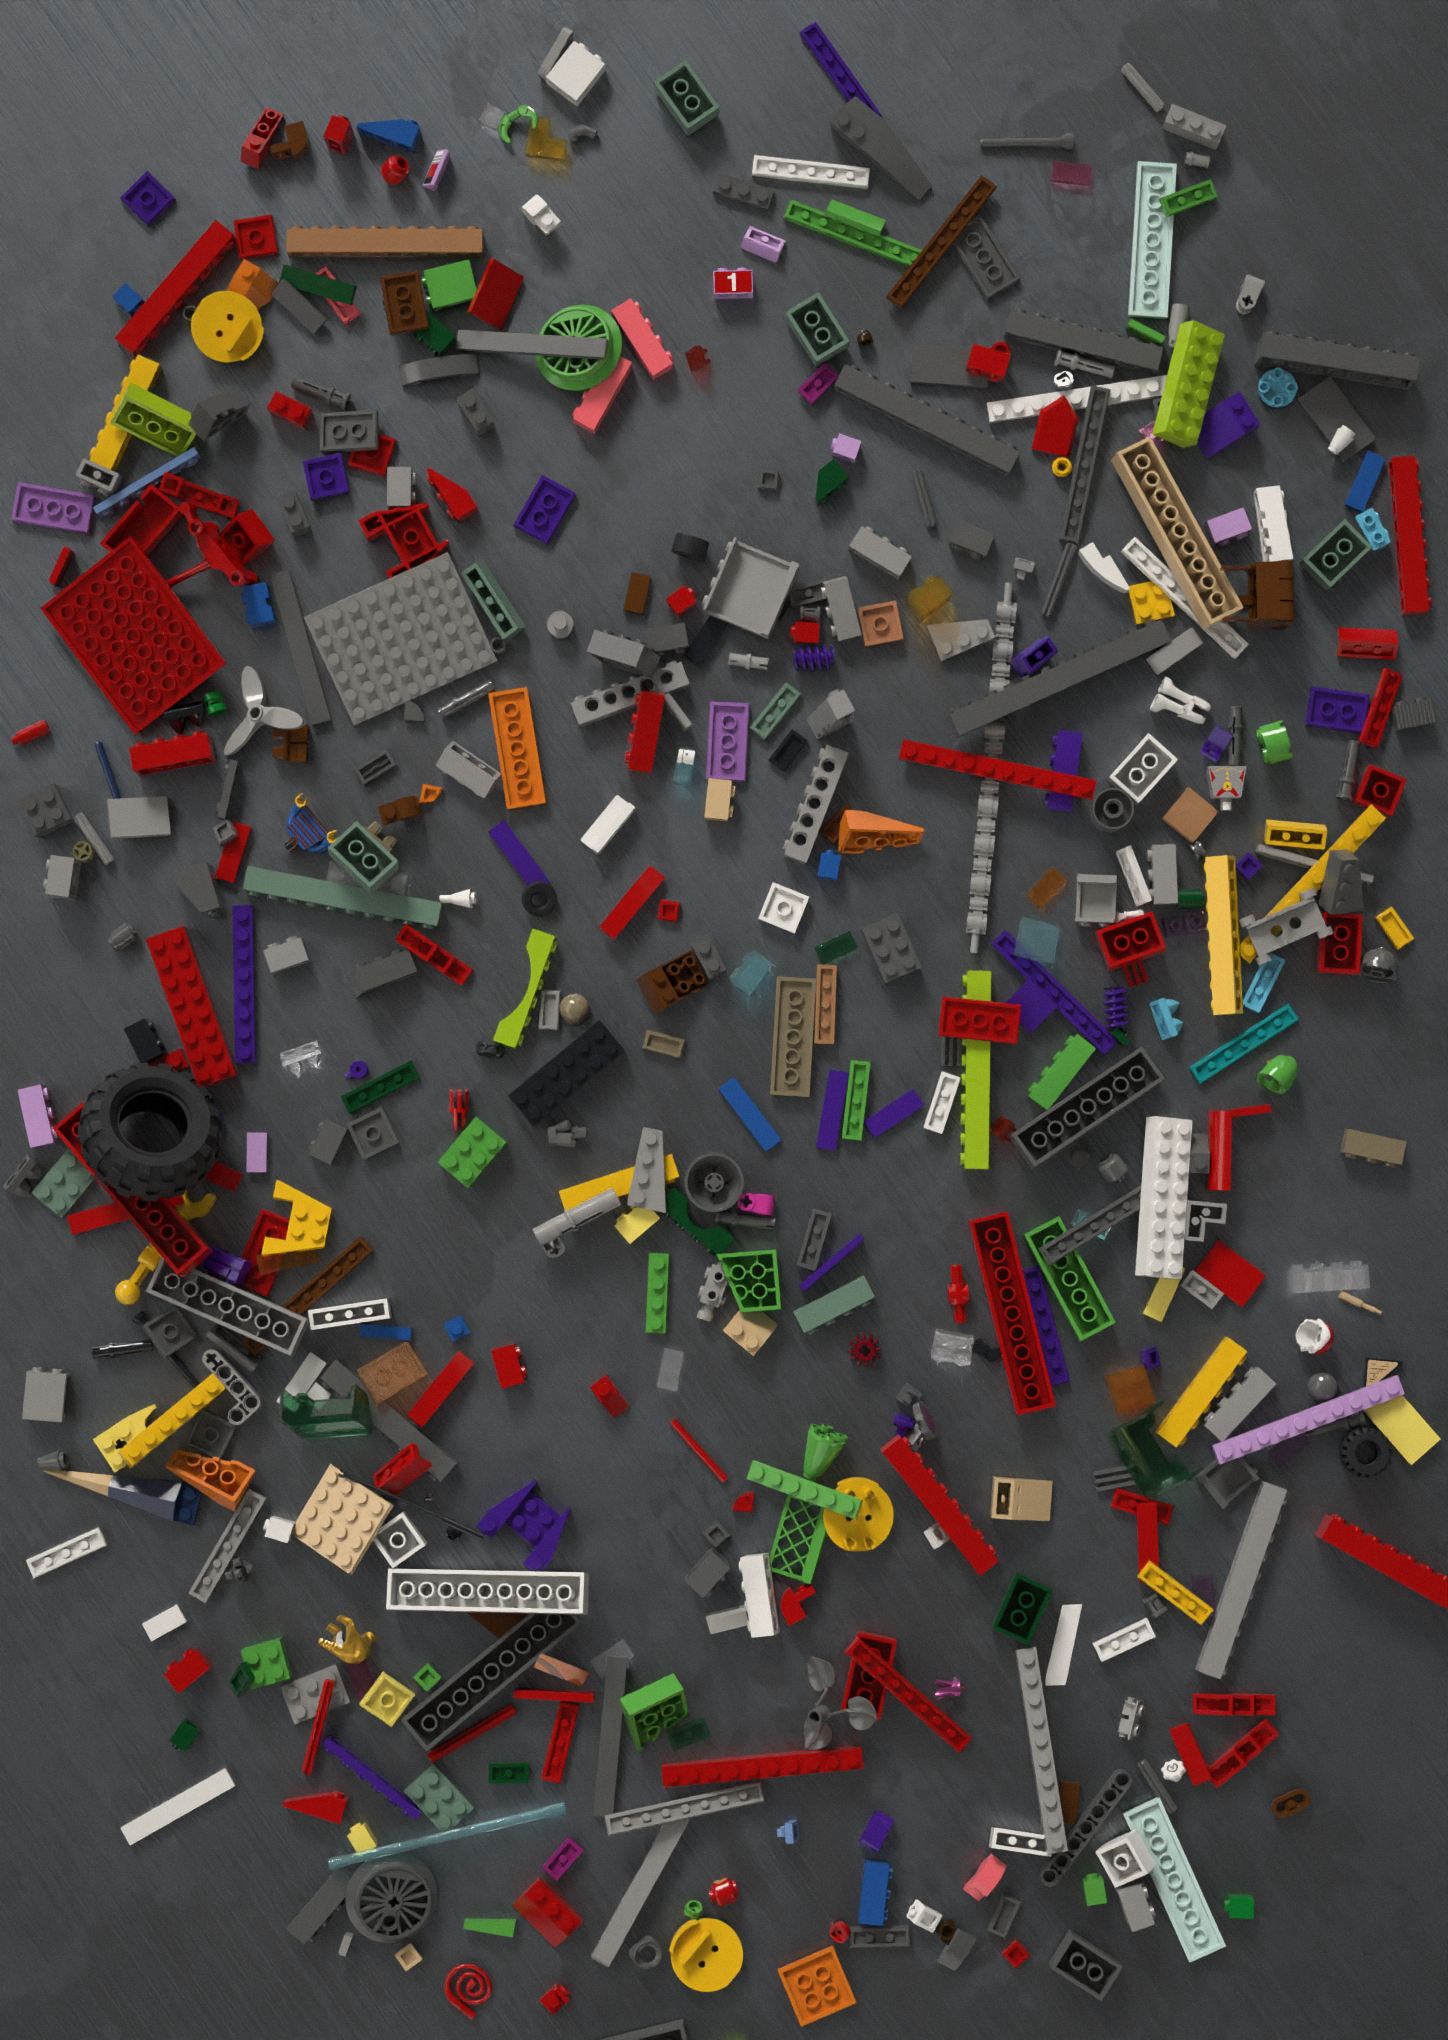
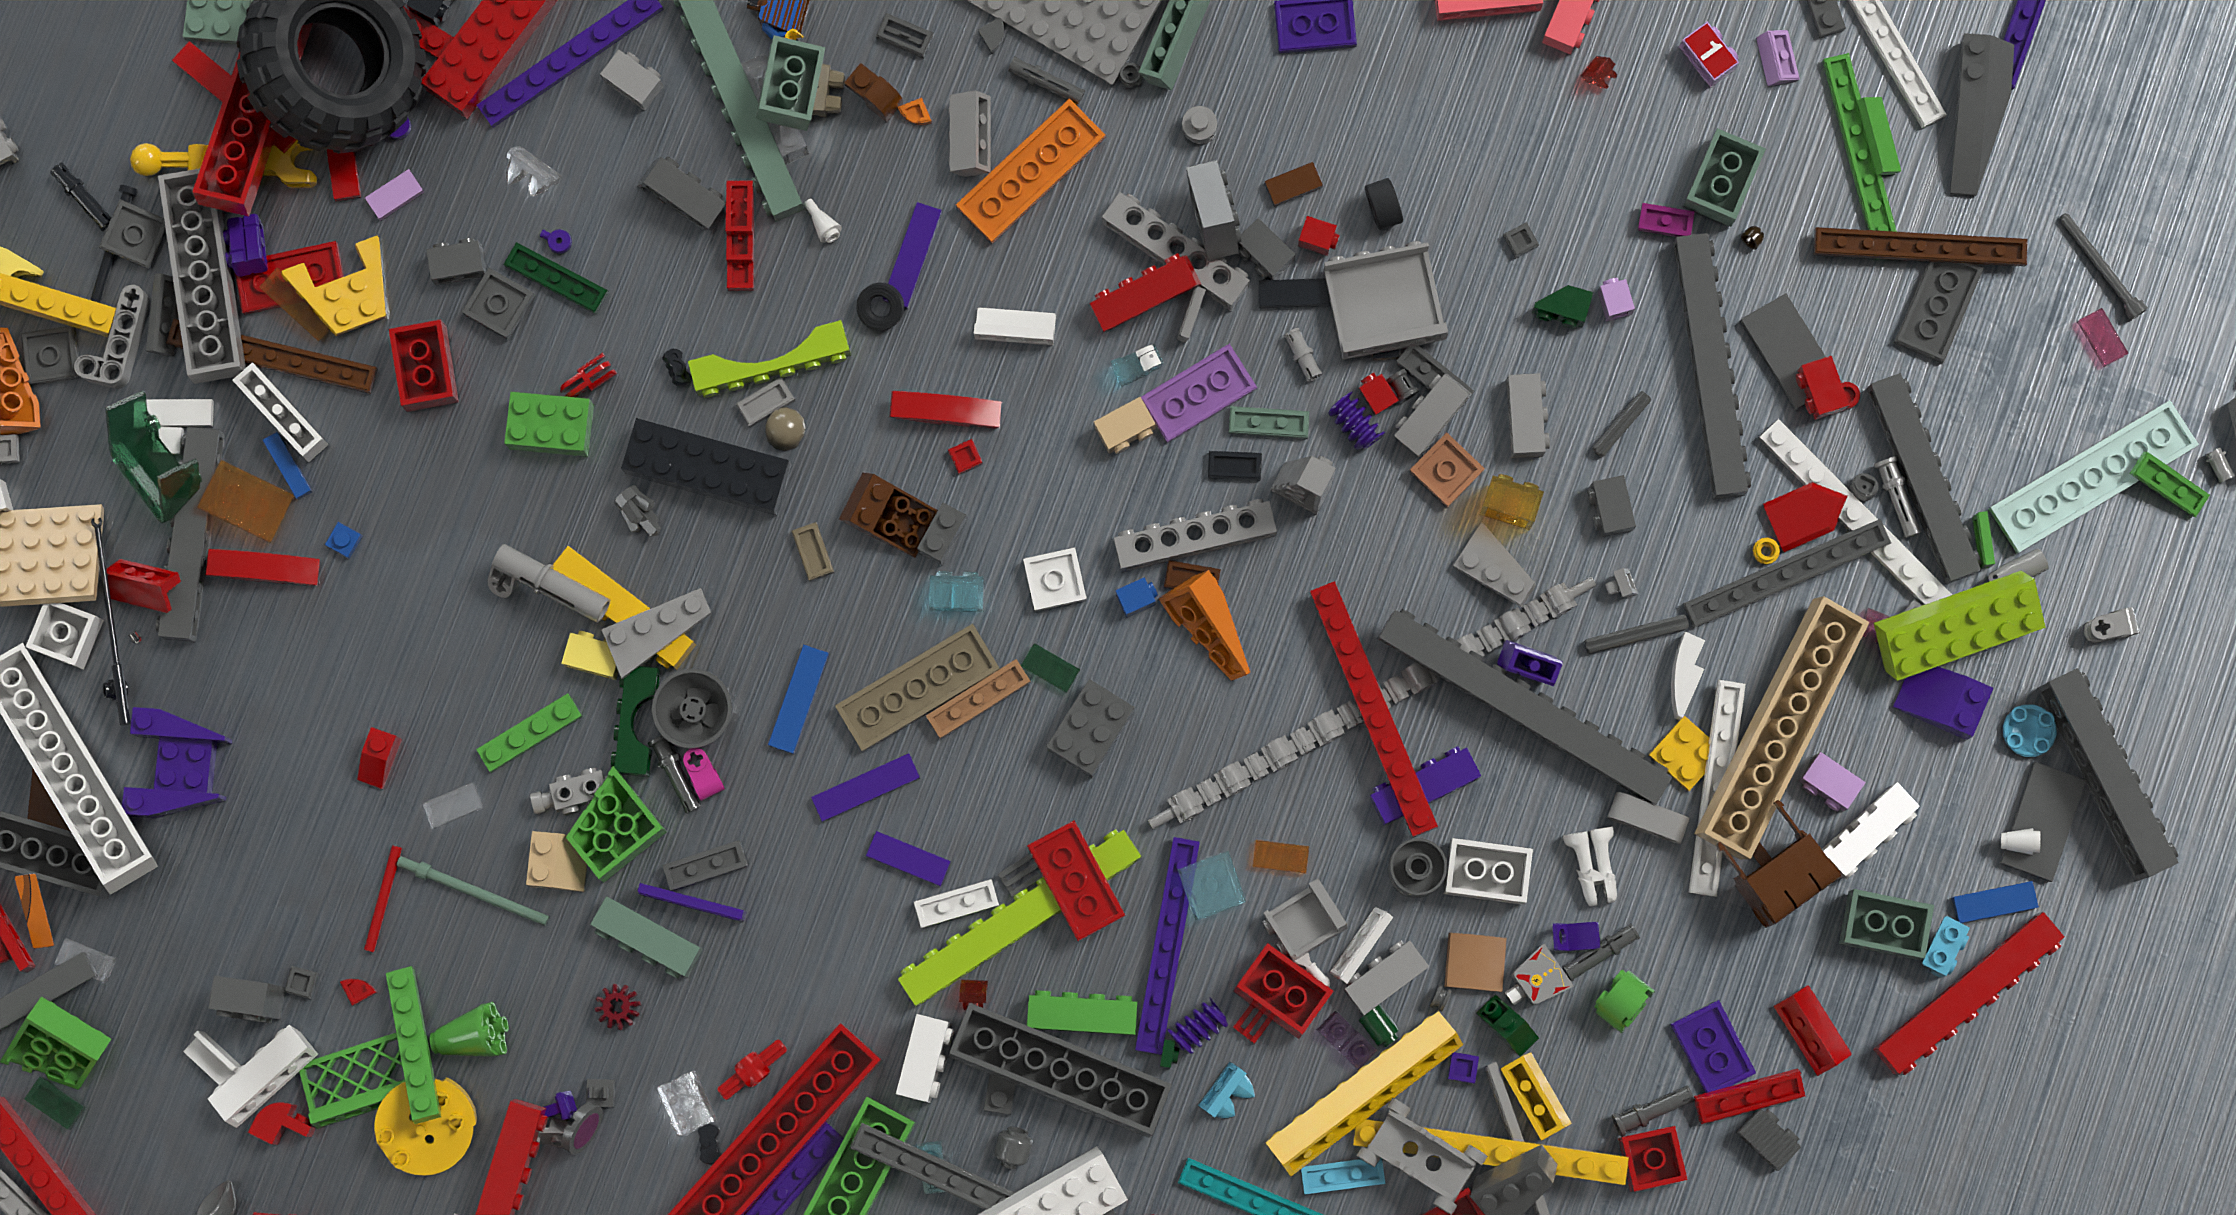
camera: 60 degrees right, 5 degrees down
(381, 1205) = (423, 365): none -> red brick
(509, 1366) = (338, 624): red brick -> none
(698, 1414) = (424, 871): none -> sand green bar
(856, 1100) = (893, 806): bright green plate -> none
(1025, 1184) = (925, 1058): none -> white brick
(1034, 1004) = (1136, 932): dark purple tile -> none
(1241, 822) = (1508, 1025): none -> dark green slope

